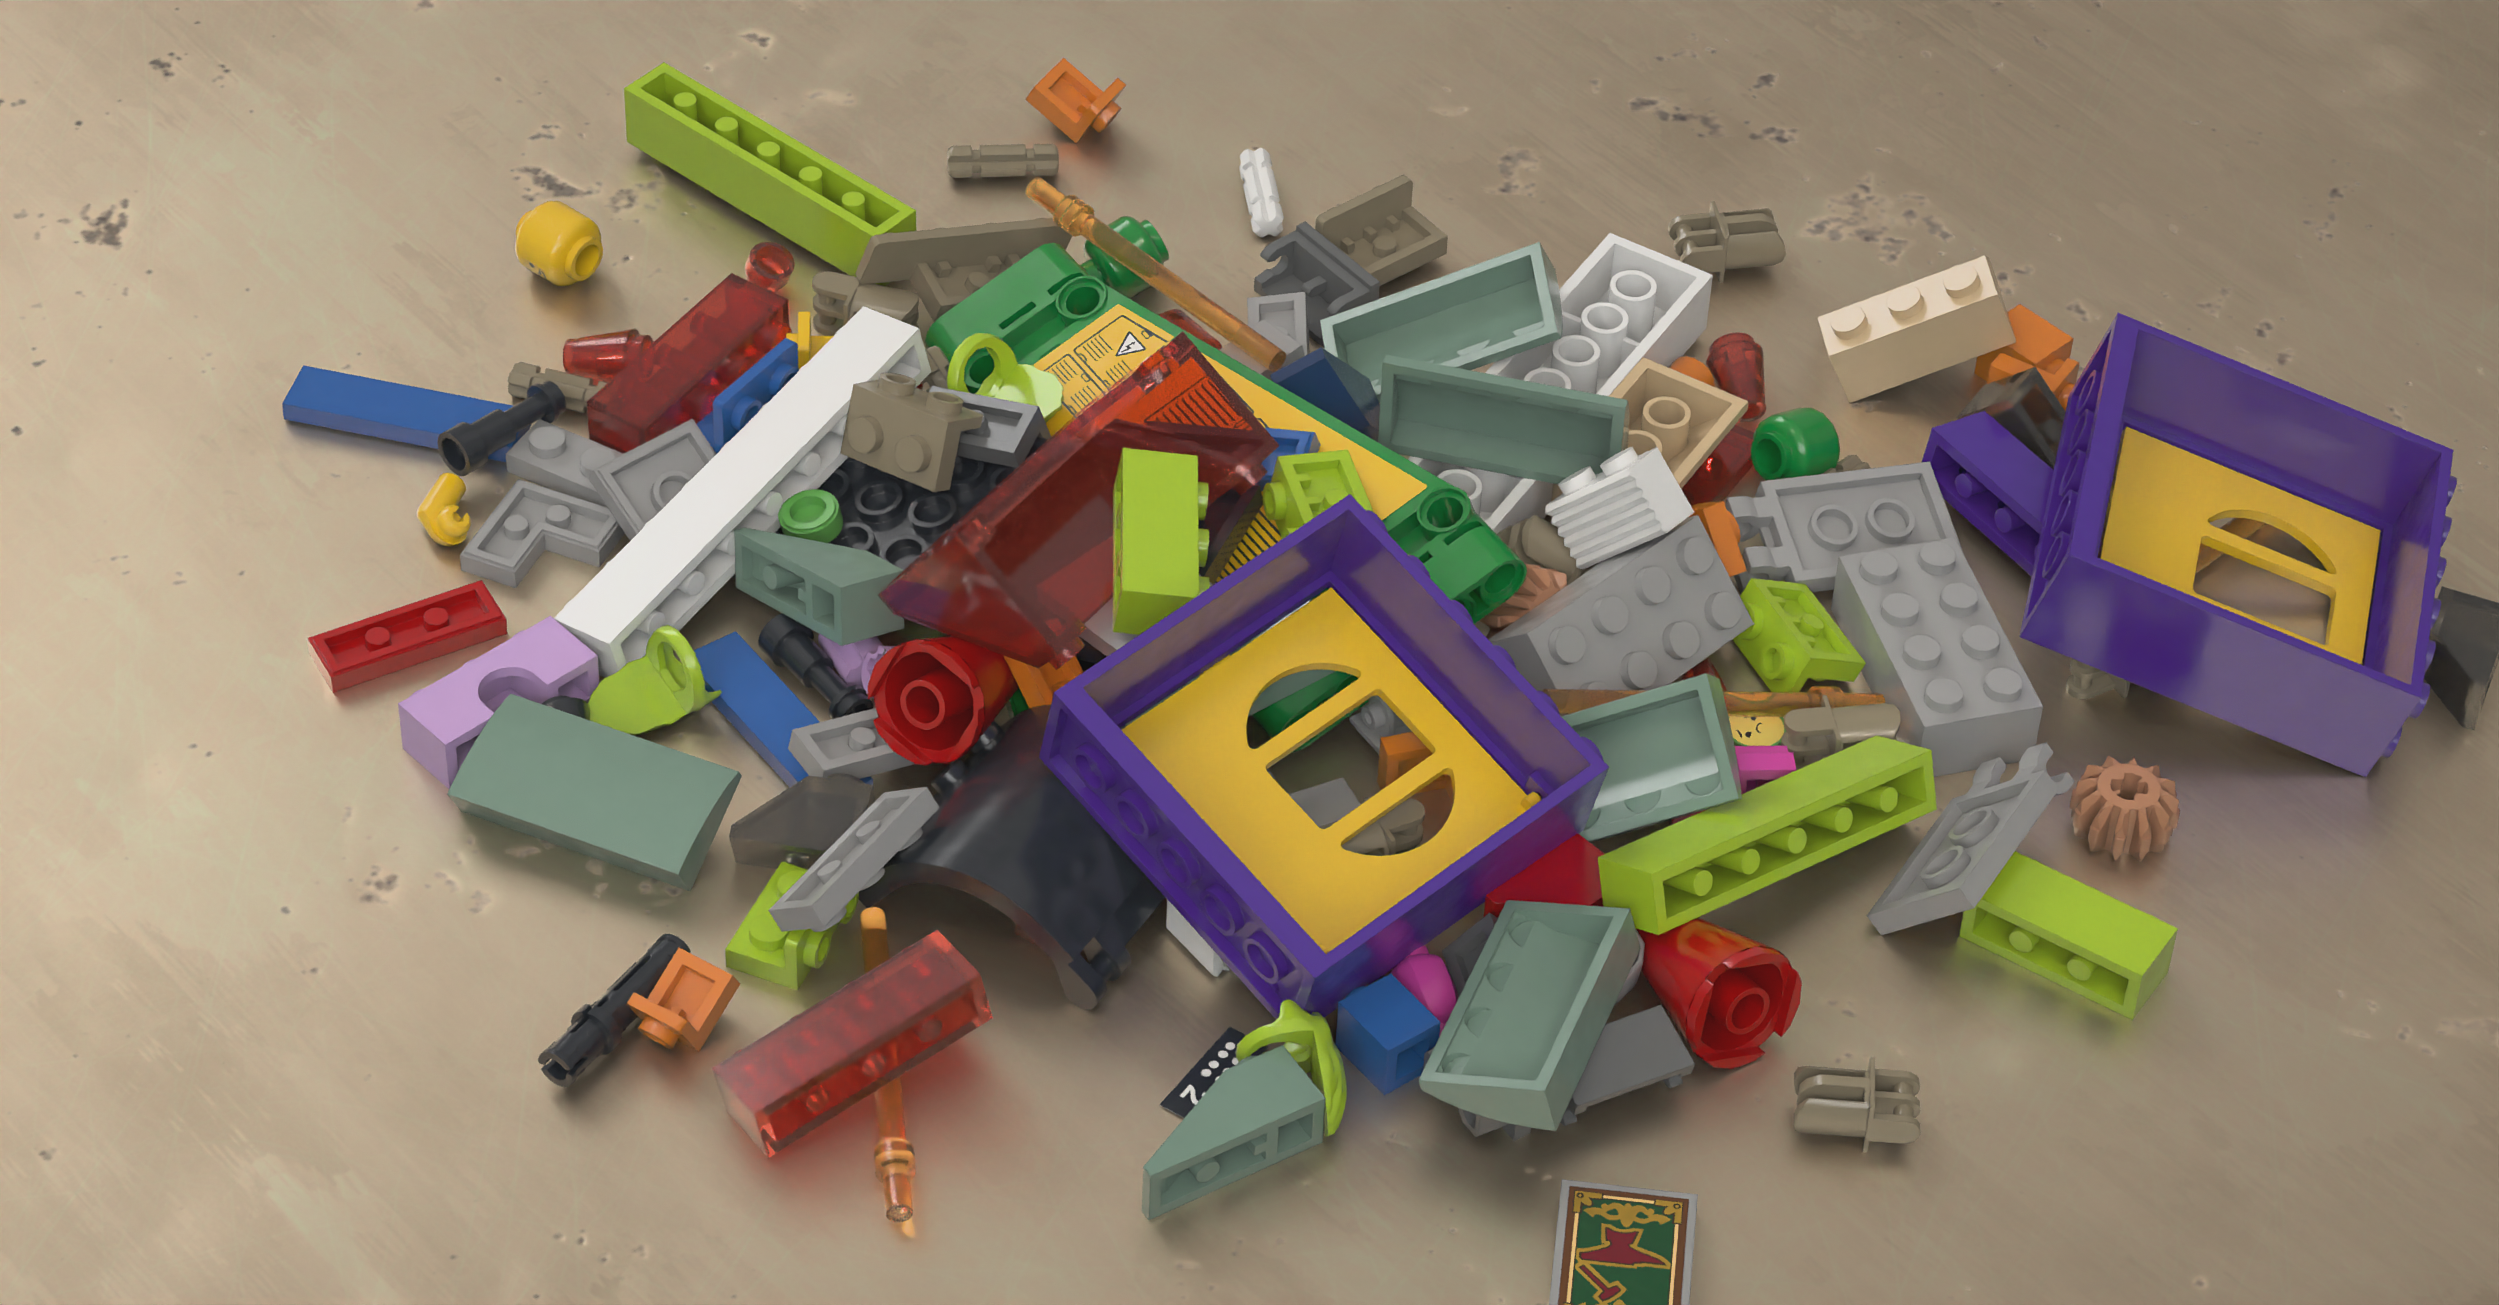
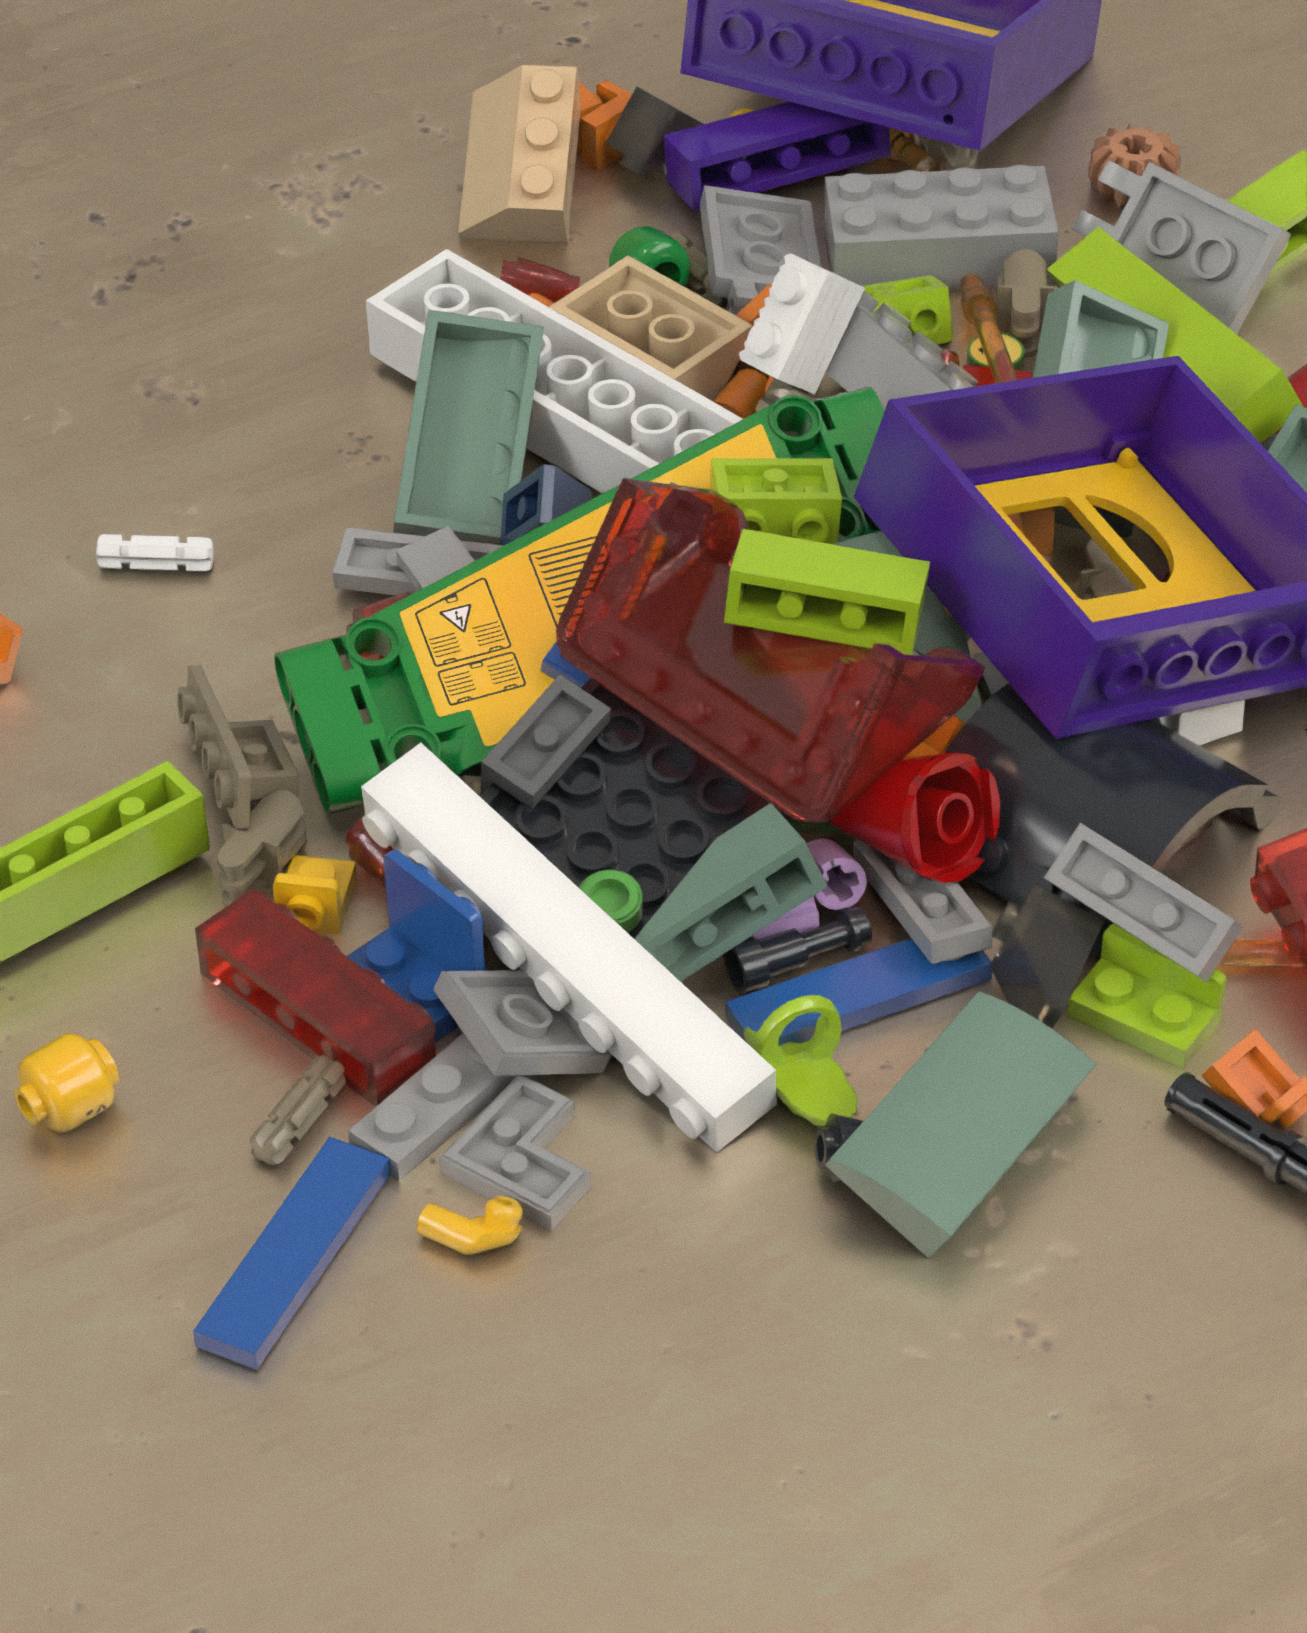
camera: 75 degrees left, 0 degrees up
(407, 636) = (659, 1278): red tile -> none
(450, 714) = (824, 1234): lavender arch -> none
(469, 445) = (398, 1177): black piece -> none
(603, 354) = (264, 1060): clear red cone -> none
(769, 266) = (157, 921): clear red hinge -> none
(906, 430) = (548, 781): dark tan bracket -> none
(1002, 160) = (35, 729): dark tan axle -> none
(1009, 379) = (480, 716): lime piece -> none
(1078, 219) = (214, 648): clear orange bar -> none
(1114, 274) = (240, 650): green head -> none
(1321, 270) = (306, 526): dark grey hinge -> none
(1383, 231) = (273, 478): dark tan bracket -> none
(1497, 421) = (671, 379): sand green slope -> none
(1727, 240) = (348, 266): dark tan arm -> none

